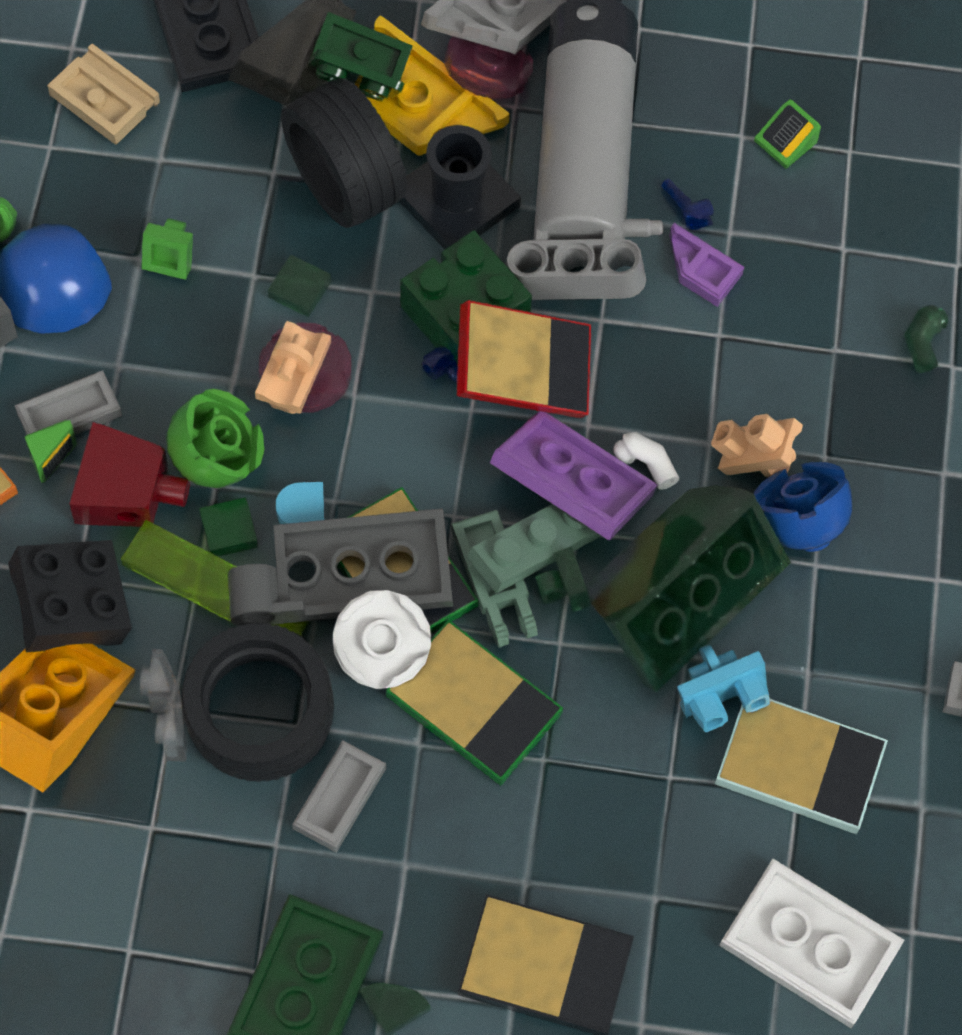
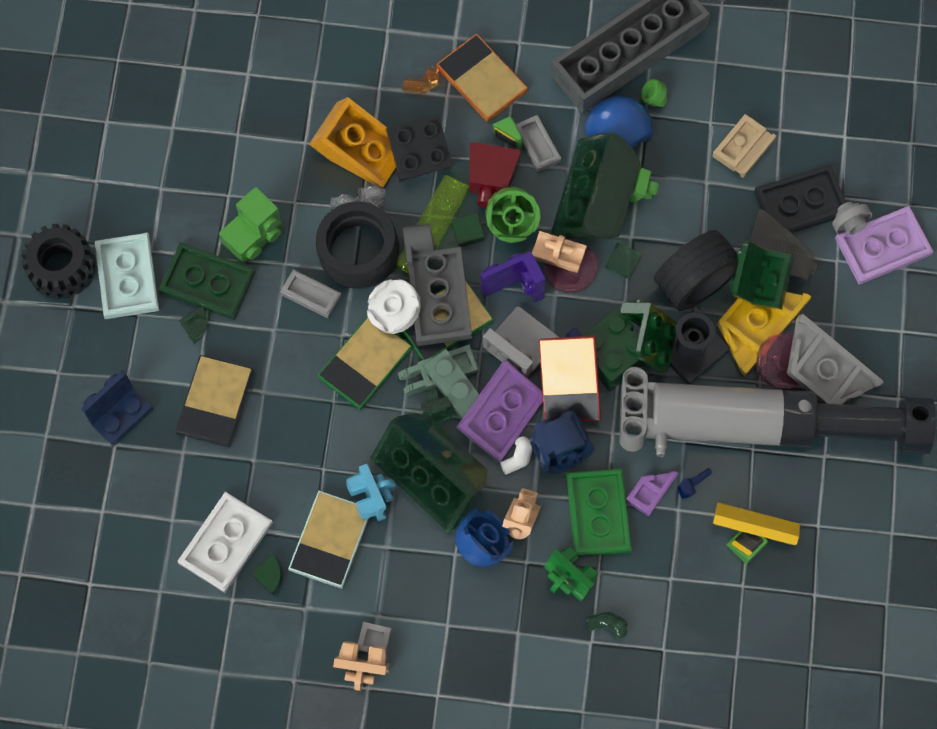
camera: 95 degrees right, 5 degrees up
(177, 309) = (597, 188): none -> clear green windscreen
(202, 884) = (253, 227): none -> bright green brick
(300, 503) = (477, 264): medium azure tile -> none
(333, 417) = (517, 268): none -> dark purple bracket
(416, 235) = (655, 335): none -> dark green bracket
(446, 445) = (518, 341): none -> light grey bracket
(636, 379) = (561, 443): none -> dark blue brick
(740, 344) = (598, 512): none -> green tile
(757, 118) = (756, 523): none -> yellow tile
(855, 388) = (567, 576): none -> green hips
(867, 864) = (268, 574): none -> dark green tile

